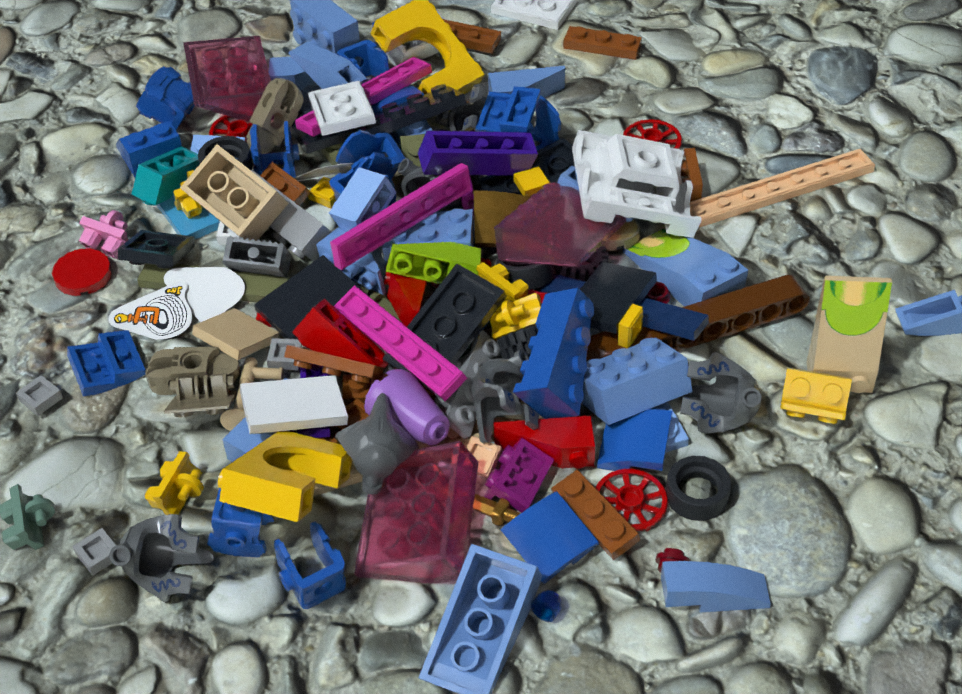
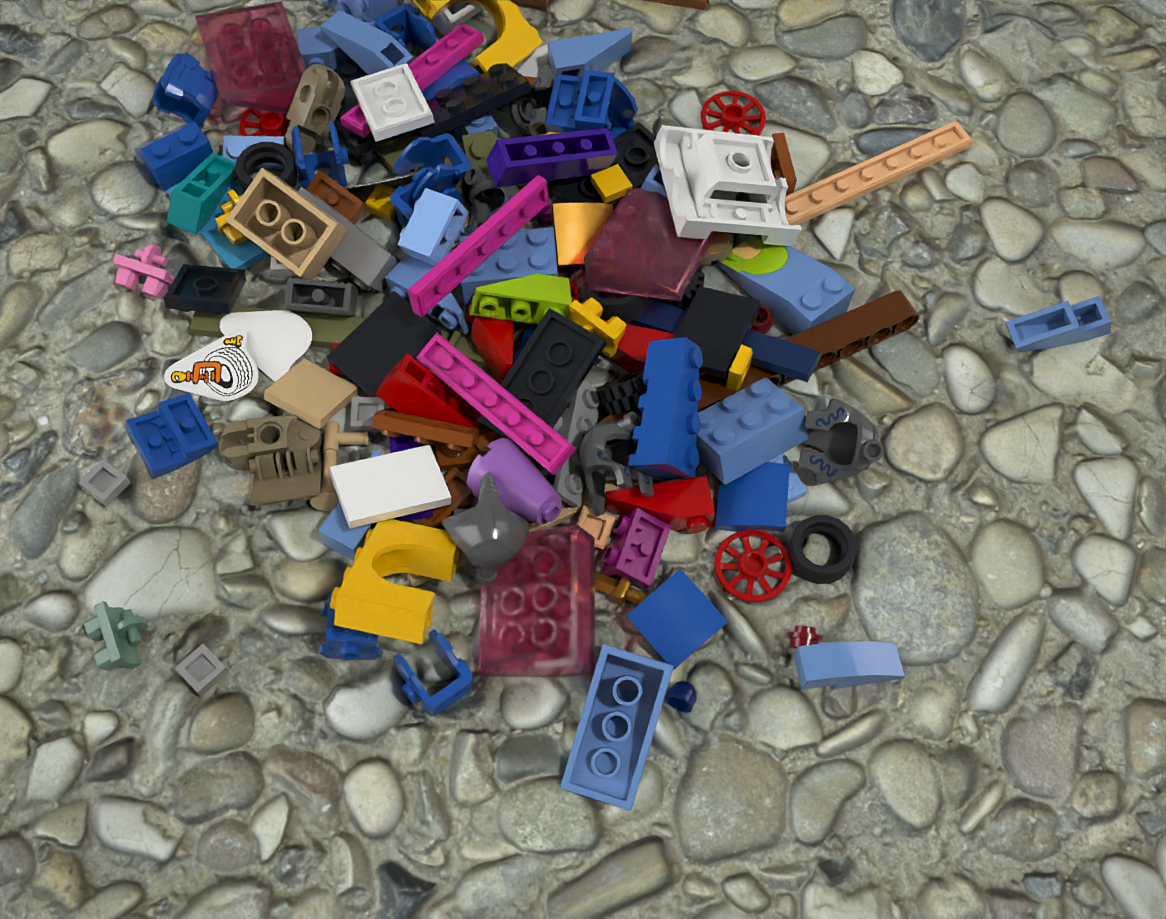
camera: 10 degrees left, 15 degrees up
(81, 271) = (124, 320): red tile -> none
(152, 550) = (259, 674): dark grey piece -> none
(178, 483) = (277, 586): yellow hips -> none
(515, 315) = (618, 363): yellow hips -> none
(597, 515) = (721, 588): dark orange plate -> none
(815, 395) = (933, 433): yellow bracket -> none
(850, 329) = (968, 370): slope -> none

